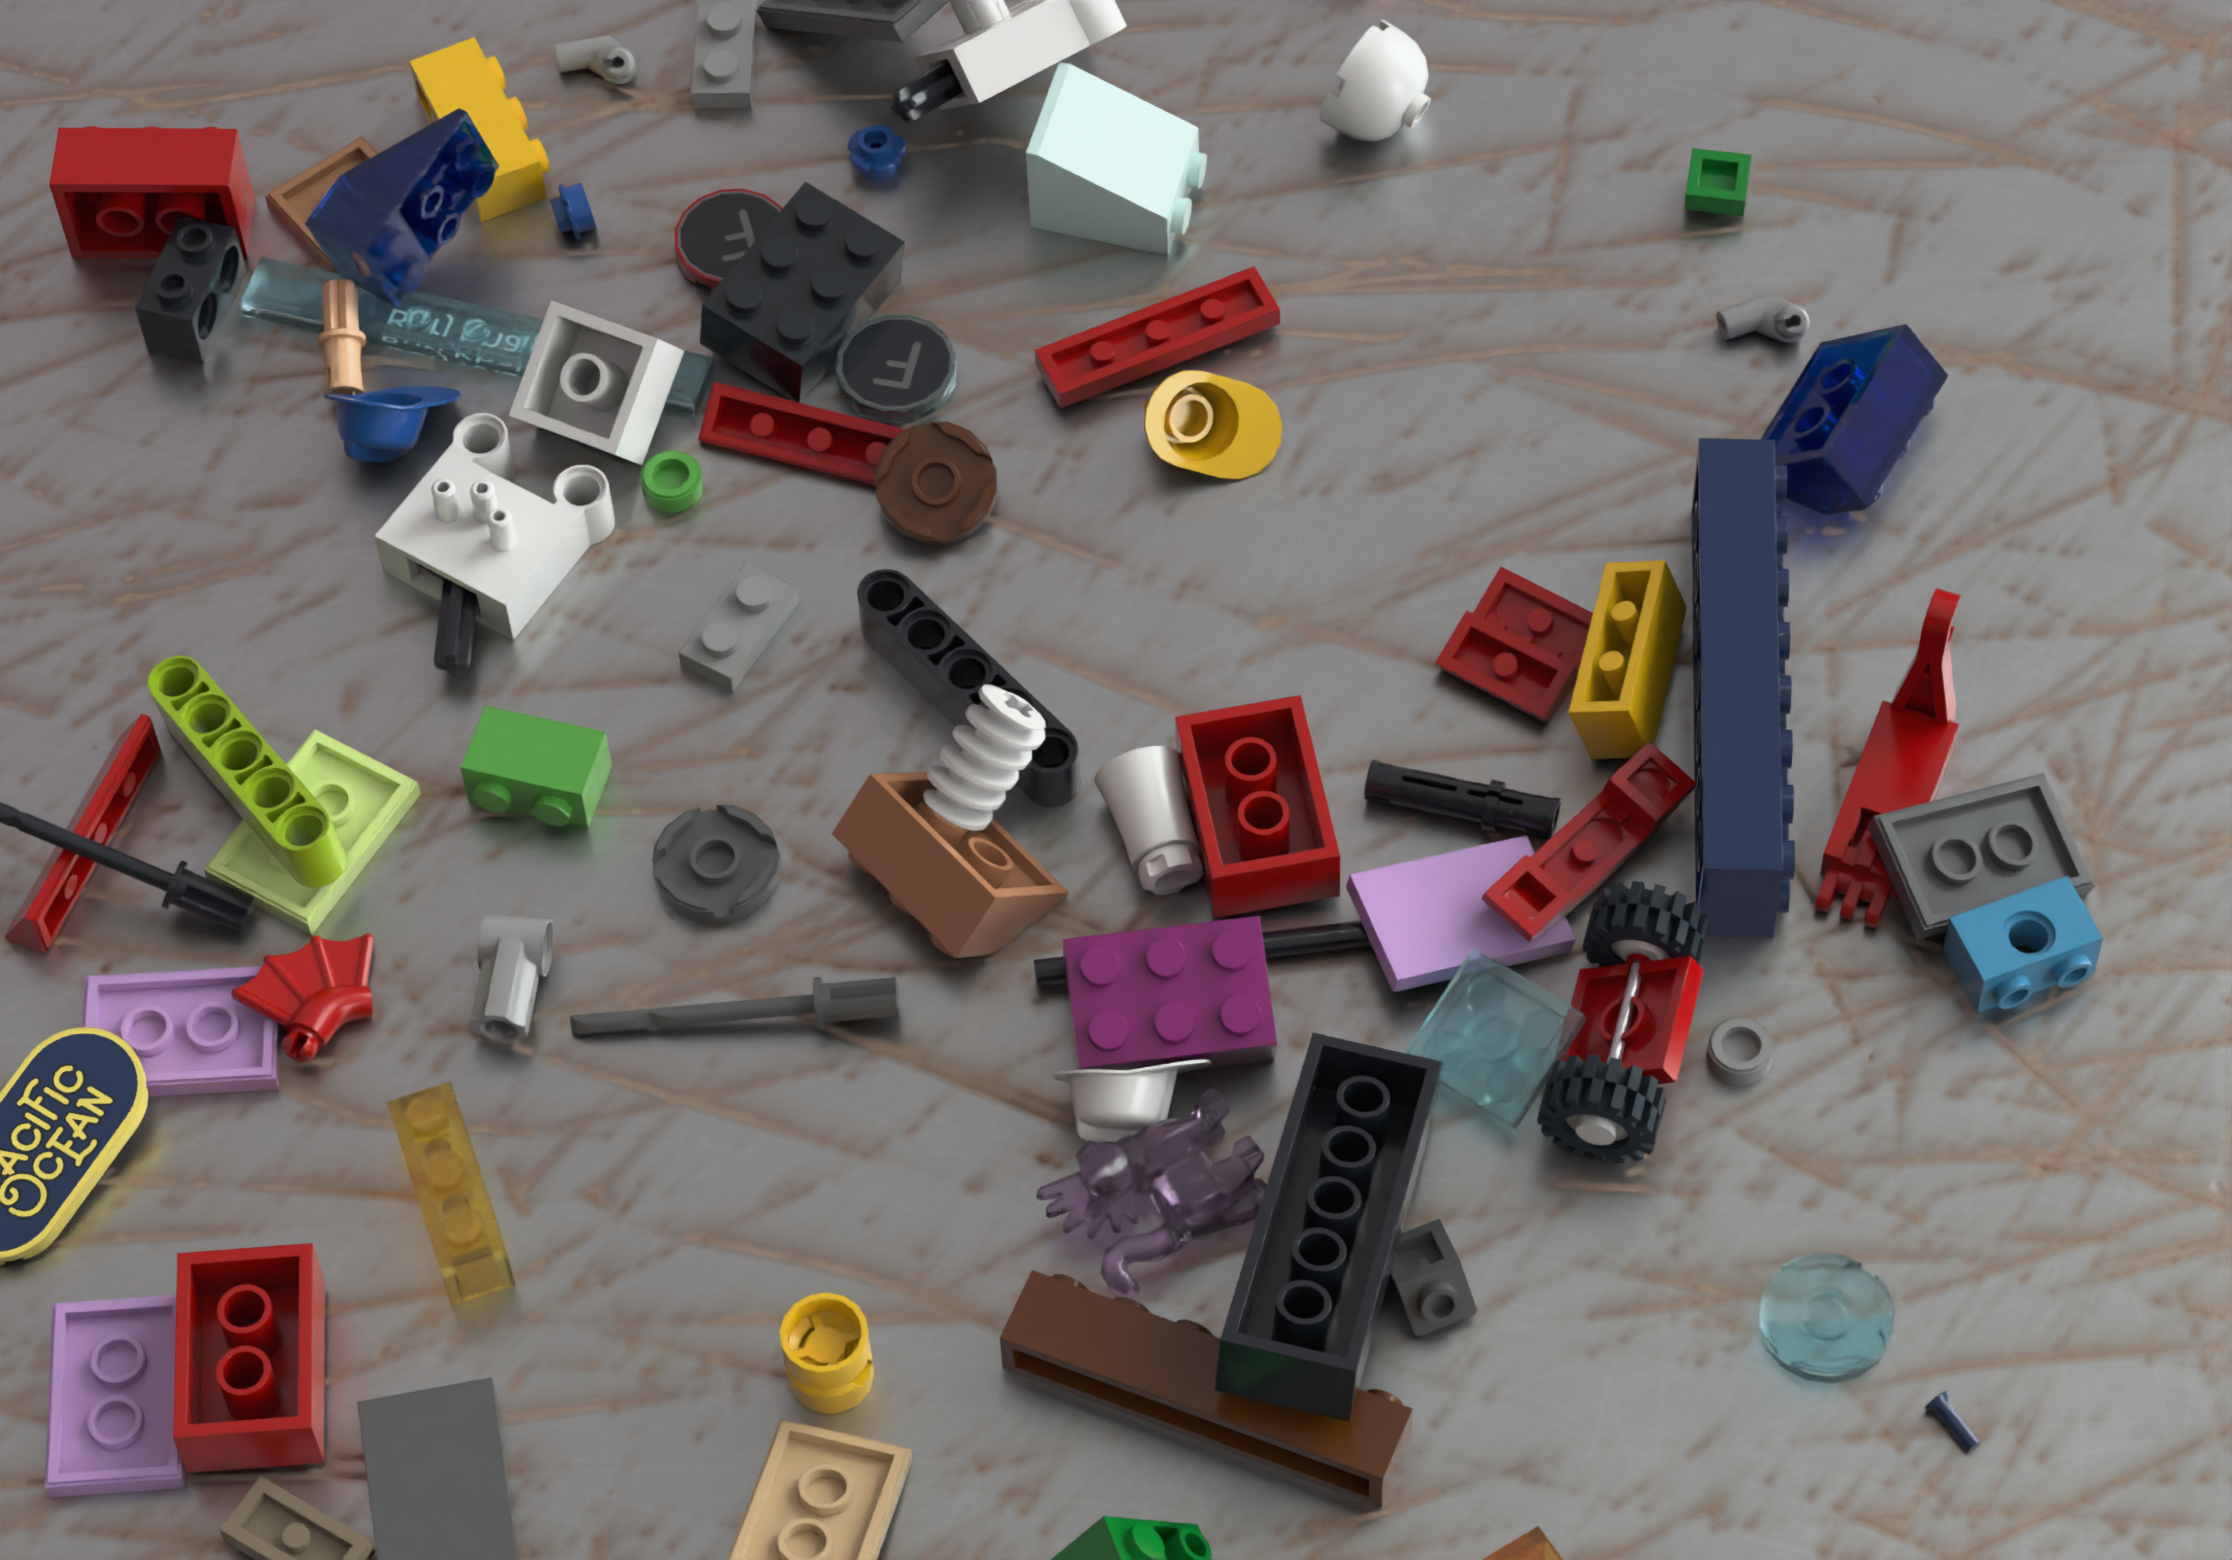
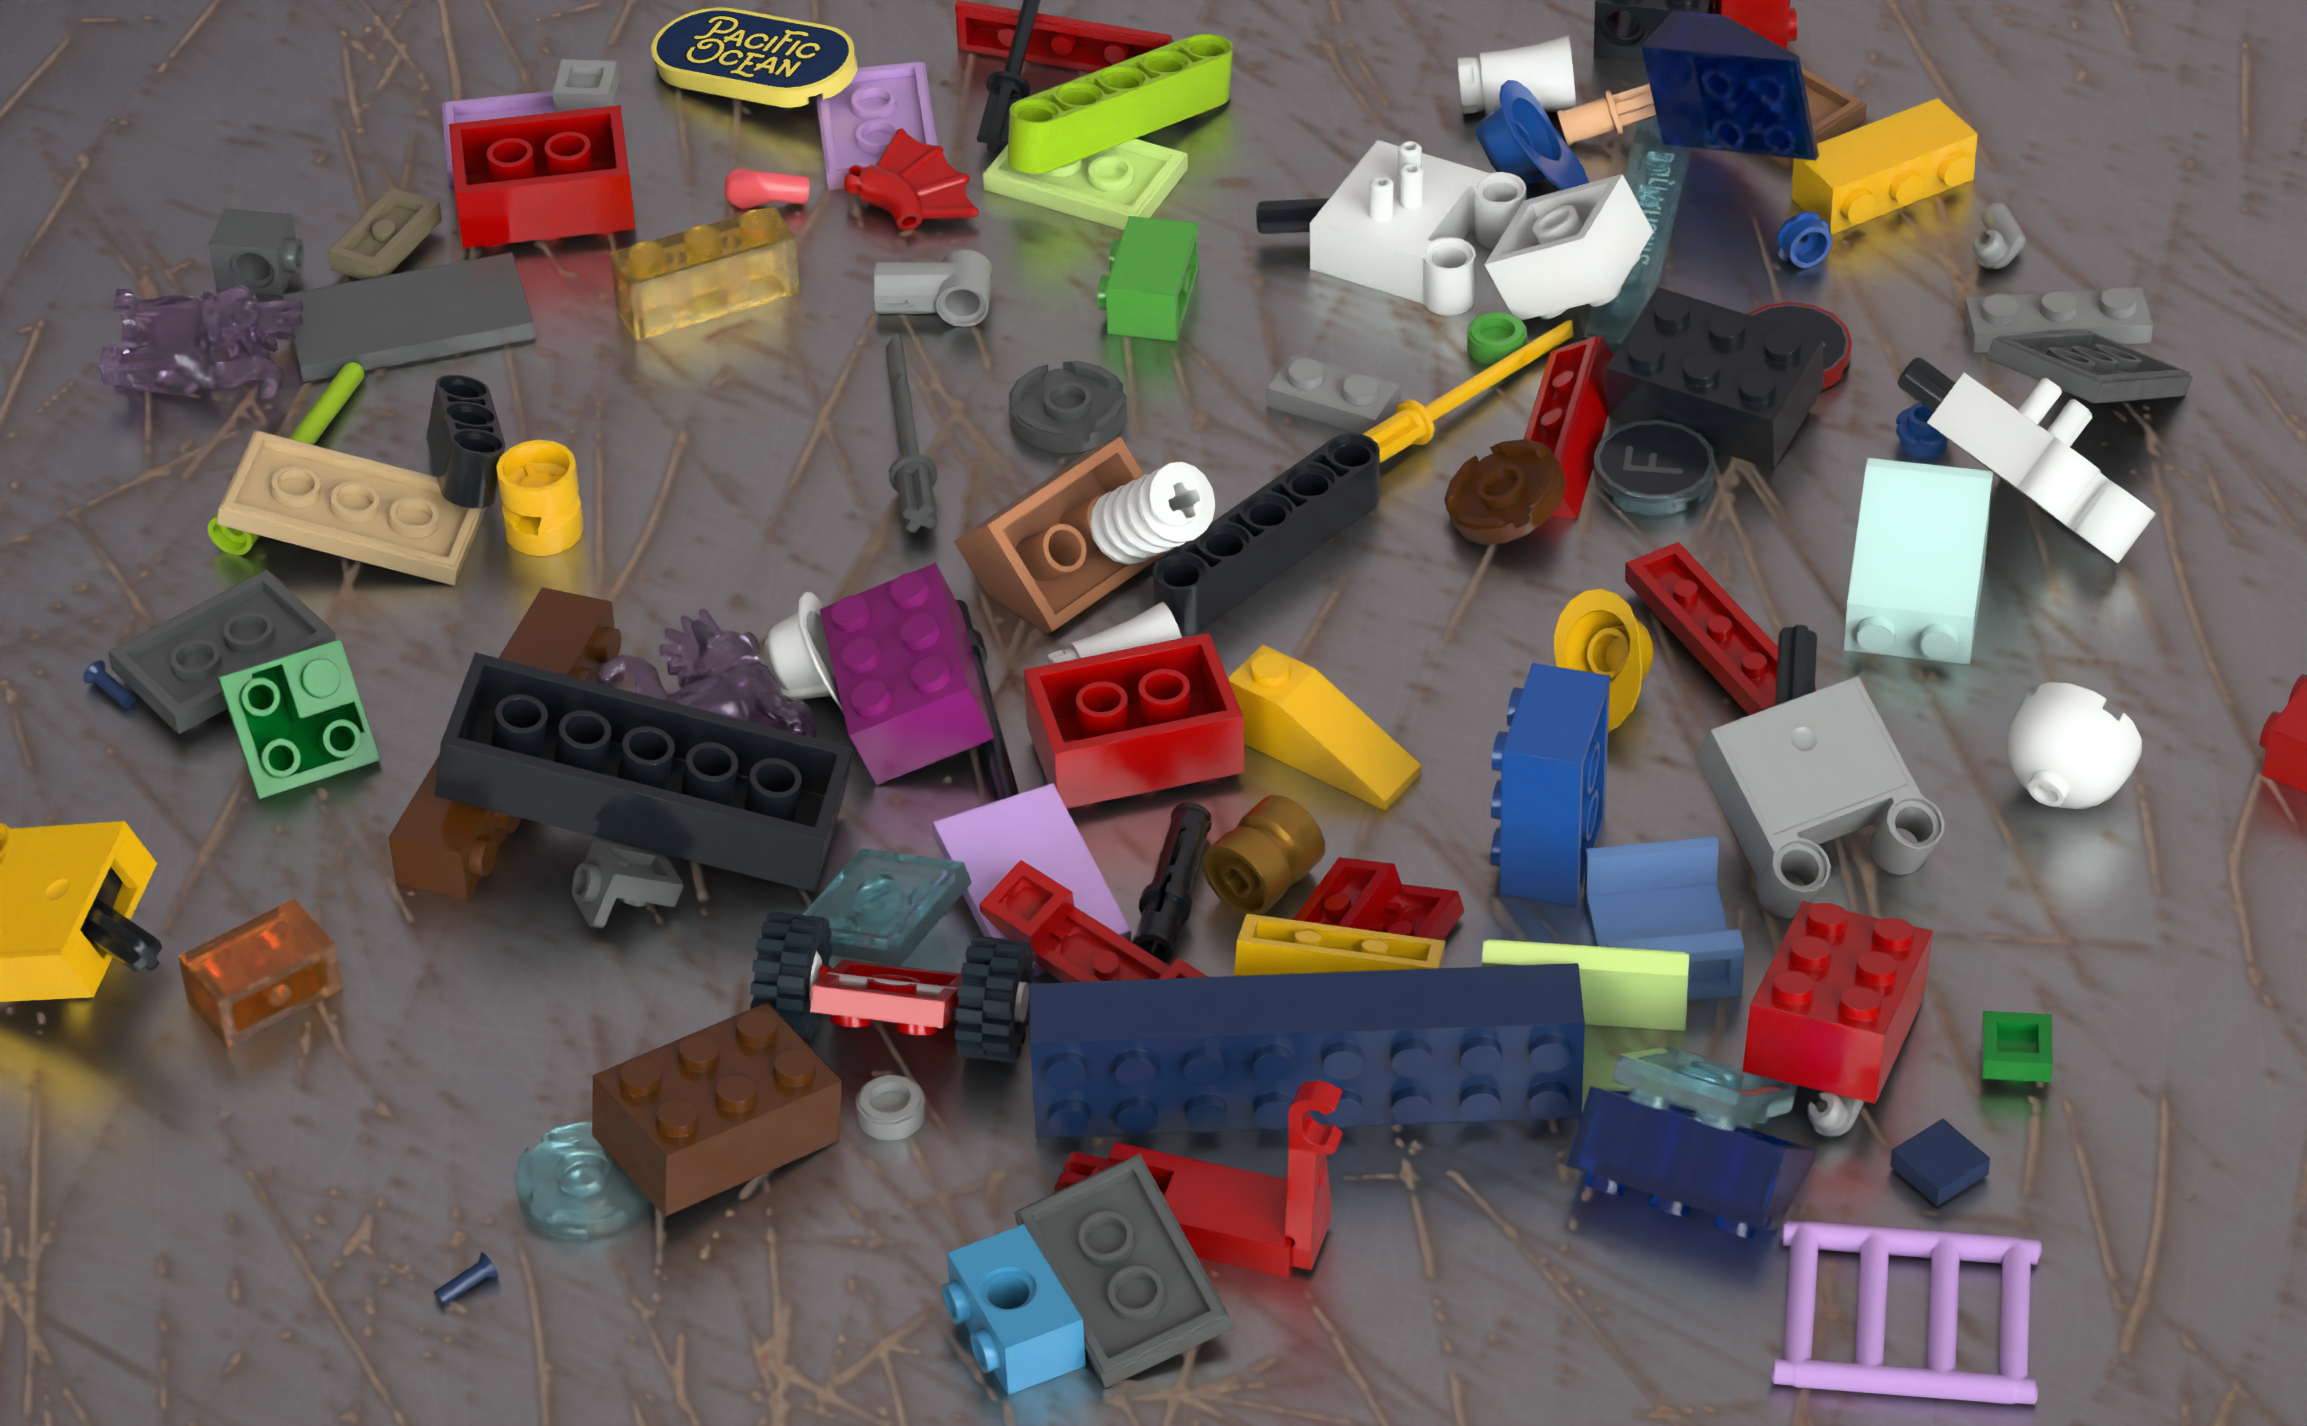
camera: 85 degrees right, 15 degrees down
(83, 1312) = (585, 84): none -> light grey plate
(269, 410) = (1540, 67): none -> white plant
(291, 1143) = (754, 188): none -> coral arm
(726, 1427) = (465, 441): none -> black beam
(806, 555) = (1415, 422): none -> yellow piece
(1266, 656) = (1316, 729): none -> yellow slope
(1418, 266) = (1811, 775): none -> light grey piece
(1428, 450) = (1550, 783): none -> blue brick
(1453, 717) = (1264, 855): none -> pearl gold wheel
(1550, 424) = (1666, 901): none -> medium blue panel
(1663, 463) = (1616, 983): none -> yellowish green tile
(1687, 285) = (1837, 1001): none -> red brick
(1775, 1179) = (716, 1108): none -> reddish brown brick
(1802, 383) = (1716, 1089): none -> clear light blue plate
(1843, 256) = (1940, 1162): none -> dark blue tile
(2089, 285) = (1868, 1371): none -> lavender bar

